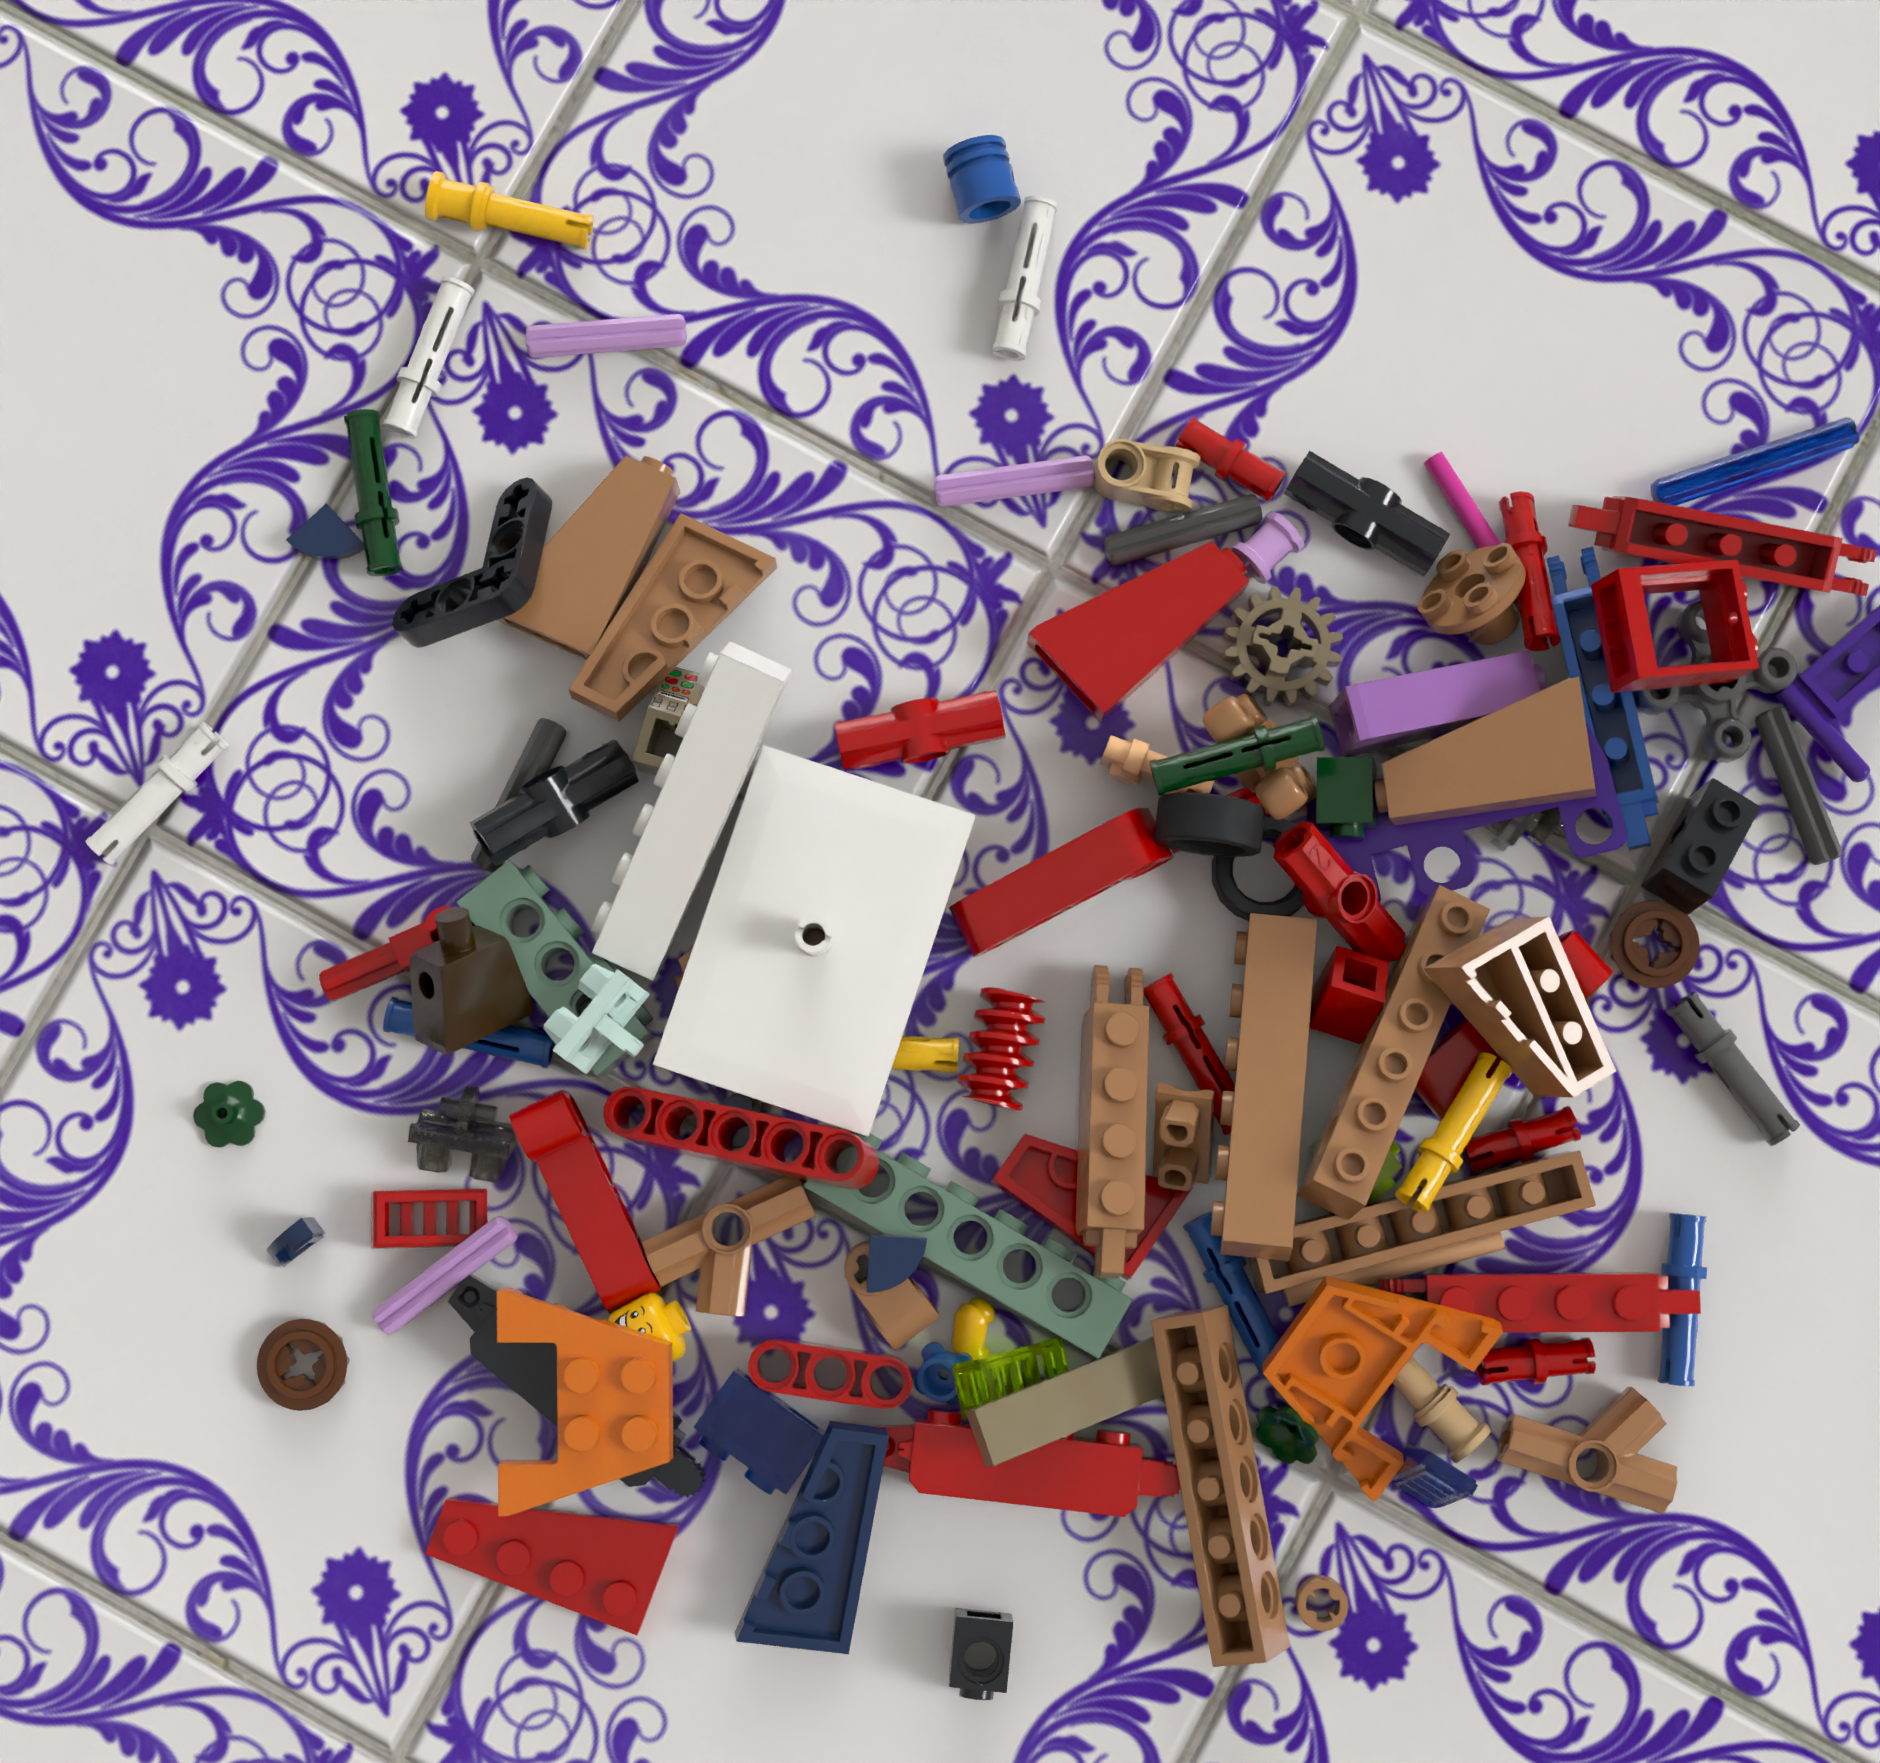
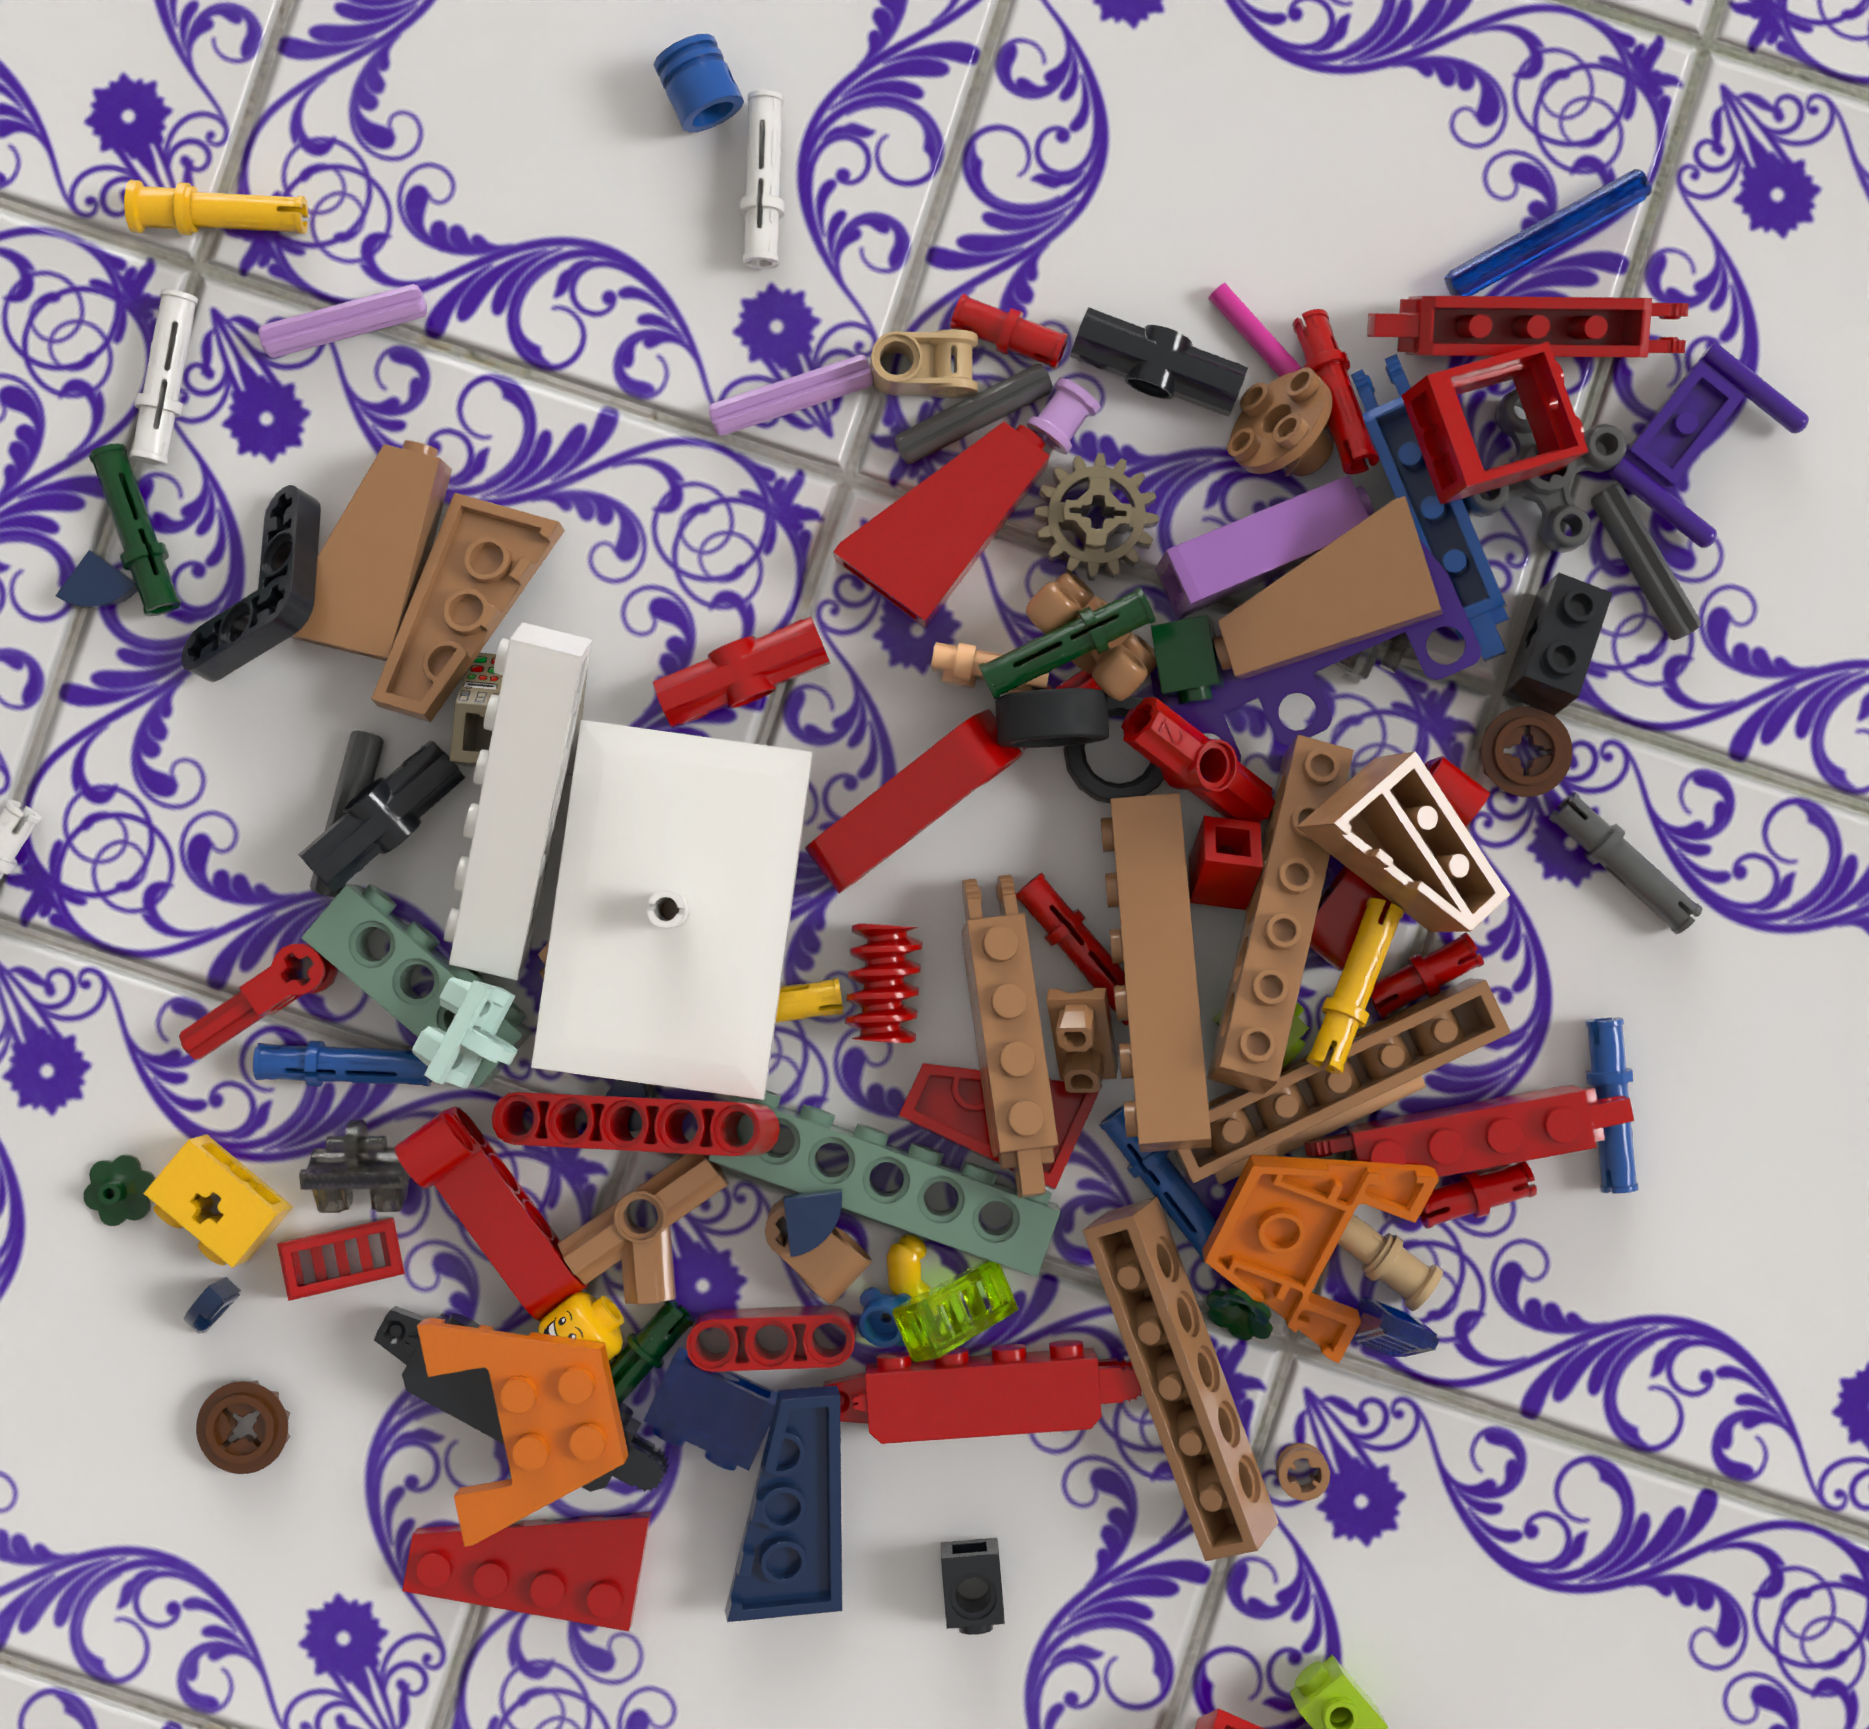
camera: 10 degrees left, 5 degrees up
(353, 1152) = (247, 1204): none -> yellow brick
(444, 1275) = (366, 1313): lavender axle -> none
(465, 985) = (324, 1022): dark brown torso -> none
(711, 1359) = (649, 1347): none -> dark green axle
(1066, 1402) = (1011, 1328): dark tan tile -> none
(1615, 1439) = (1565, 1253): medium nougat piece -> none

